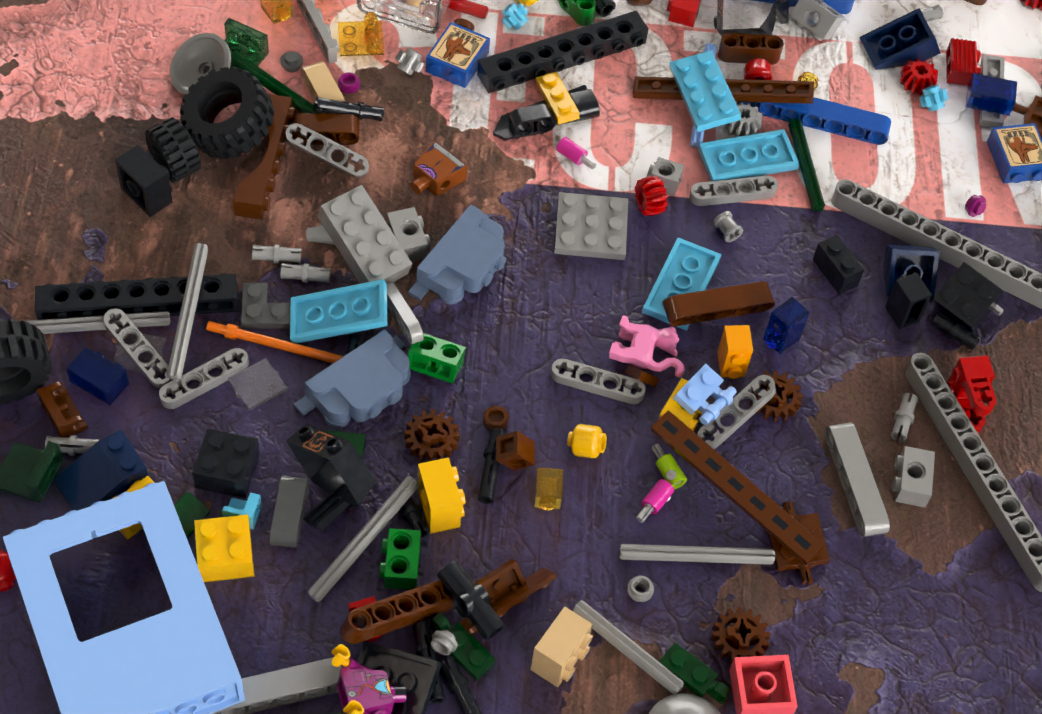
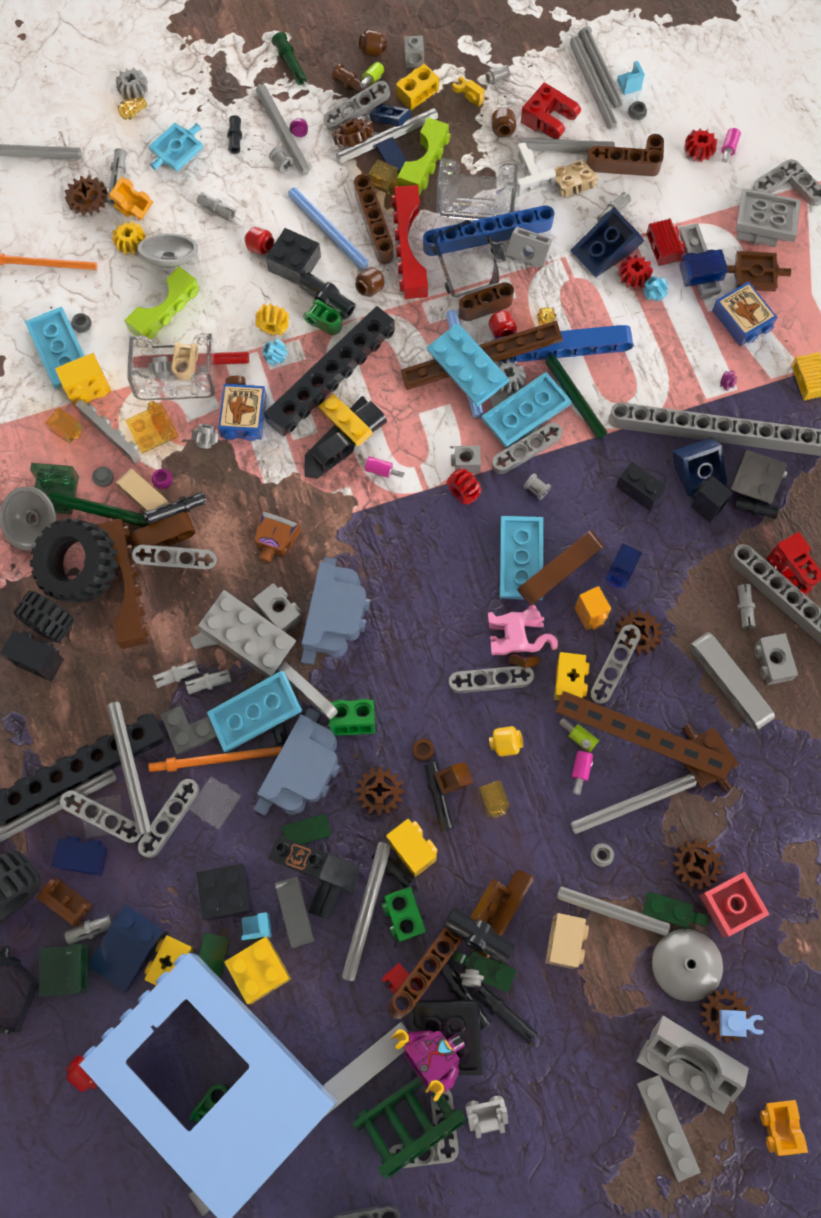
camera: 15 degrees left, 15 degrees up
(591, 226) = (424, 532): light grey plate -> none
(699, 388) = (579, 660): light blue plate -> none

